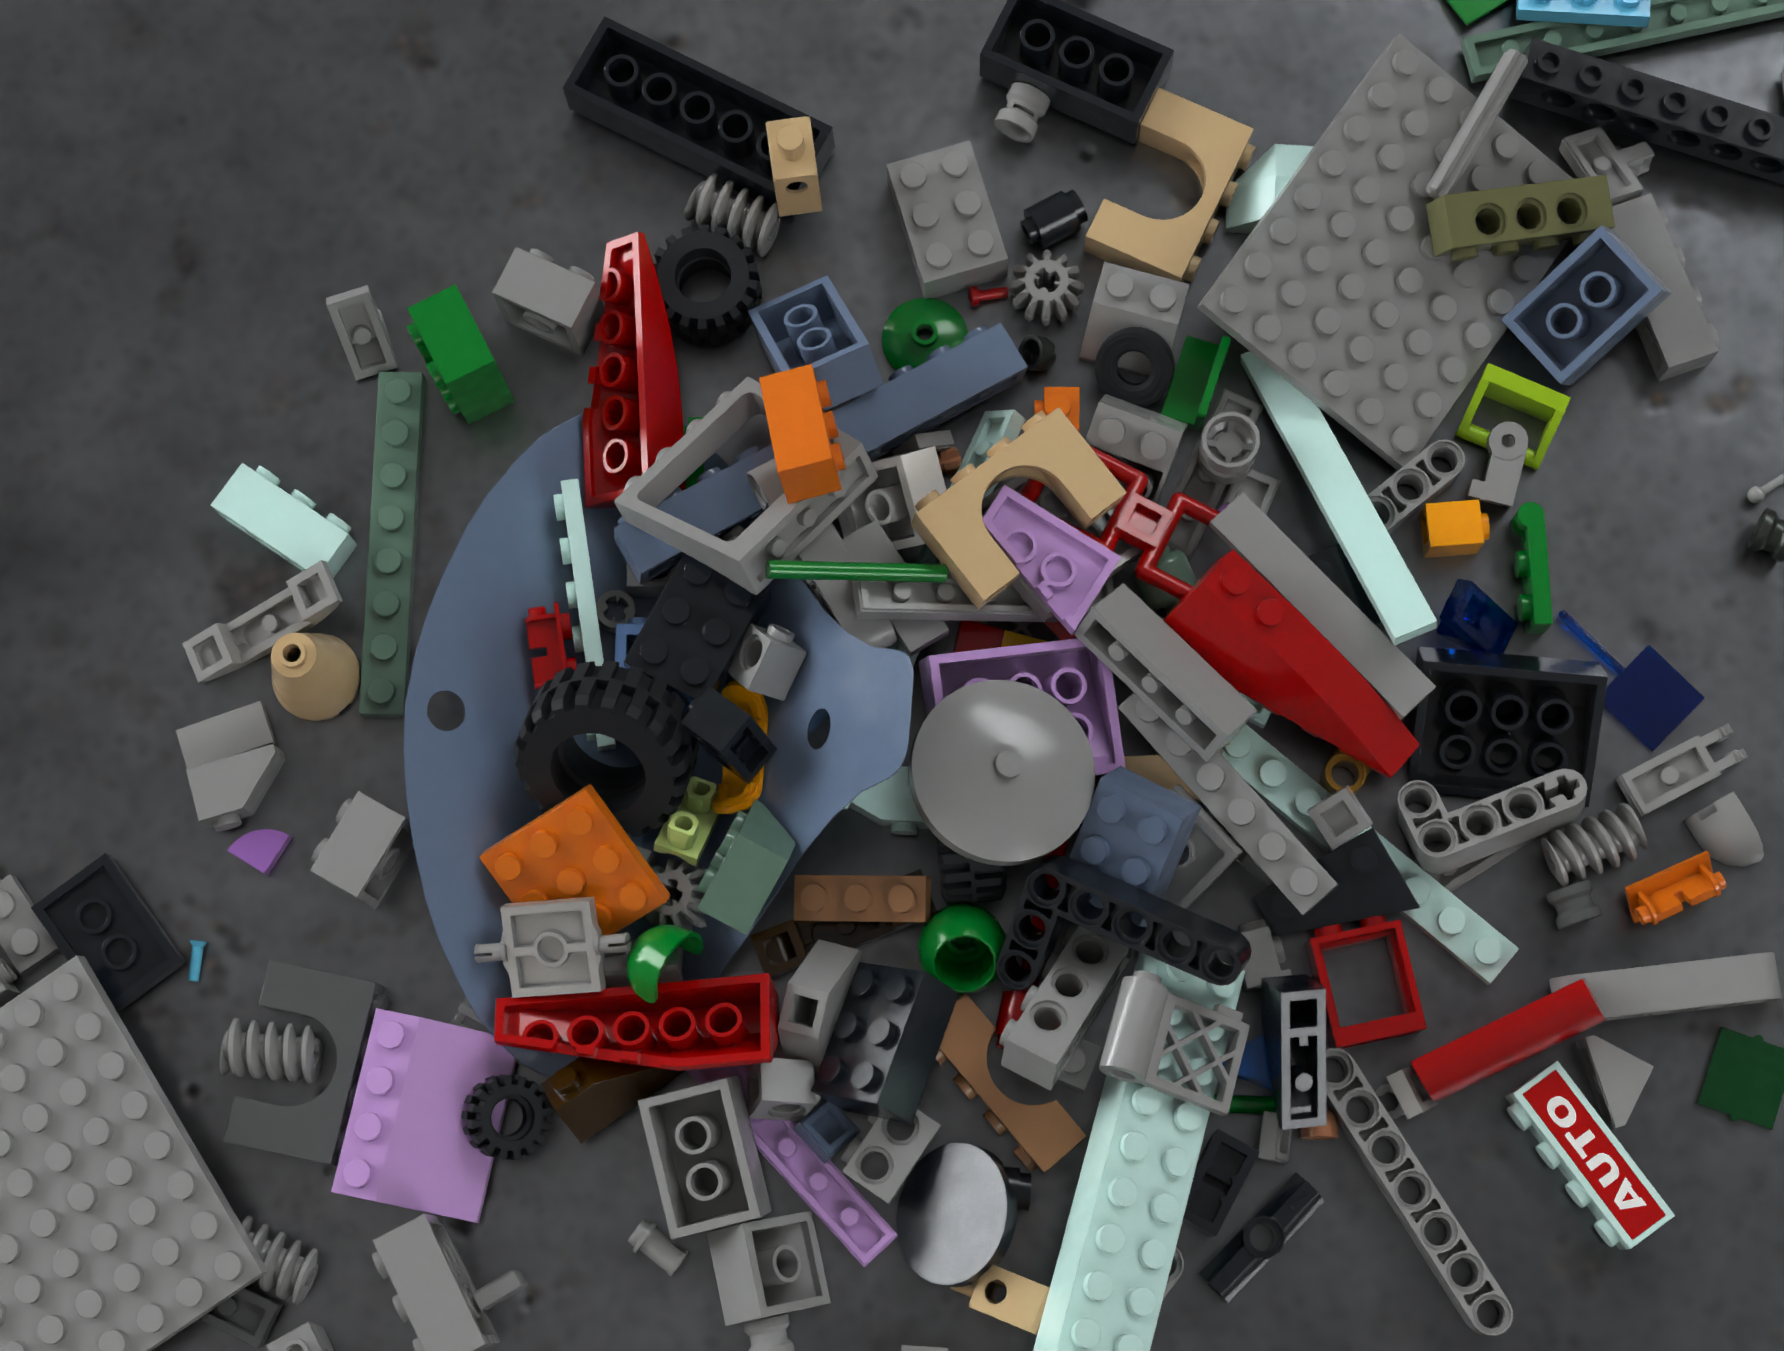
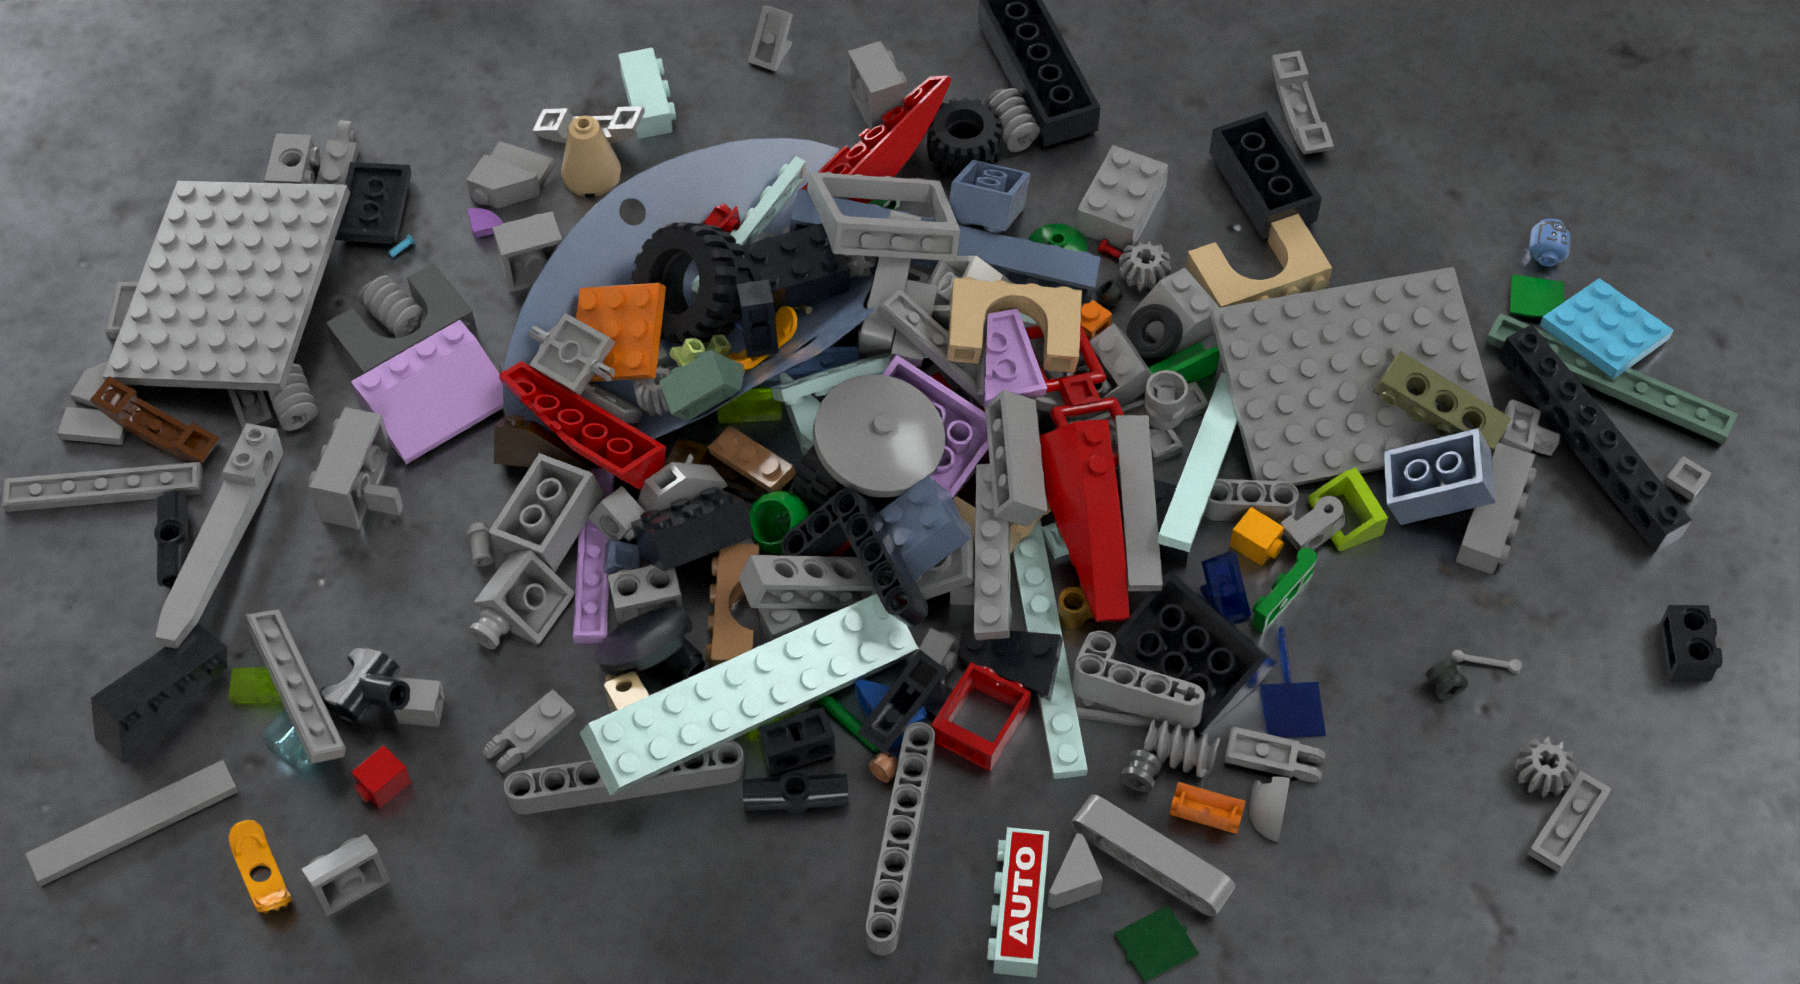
camera: 35 degrees right, 20 degrees down
(392, 544) = (707, 125): sand green plate -> none
(458, 355) = (804, 71): green brick -> none
(479, 1117) = (456, 434): black tyre -> none
(651, 953) = (624, 391): green helmet -> none
(767, 661) = (814, 305): light grey brick -> none
(794, 161) = (1065, 93): tan torso -> none
(802, 433) = (931, 201): orange brick -> none
(855, 571) = (897, 284): green bar -> none
(1022, 112) = (1213, 180): light grey wheel -> none
(1053, 218) = (1180, 237): black brick -> none
(1139, 1036) = (831, 606): light grey piece -> none
(1274, 1142) = (853, 751): light grey tile -> none
(1339, 817) = (1047, 615): light grey plate -> none
(1409, 1092) = (952, 788): light grey tile -> none
(1477, 124) = (1461, 340): light grey axle -> none
(1508, 1040) = (1031, 794): red brick -> none

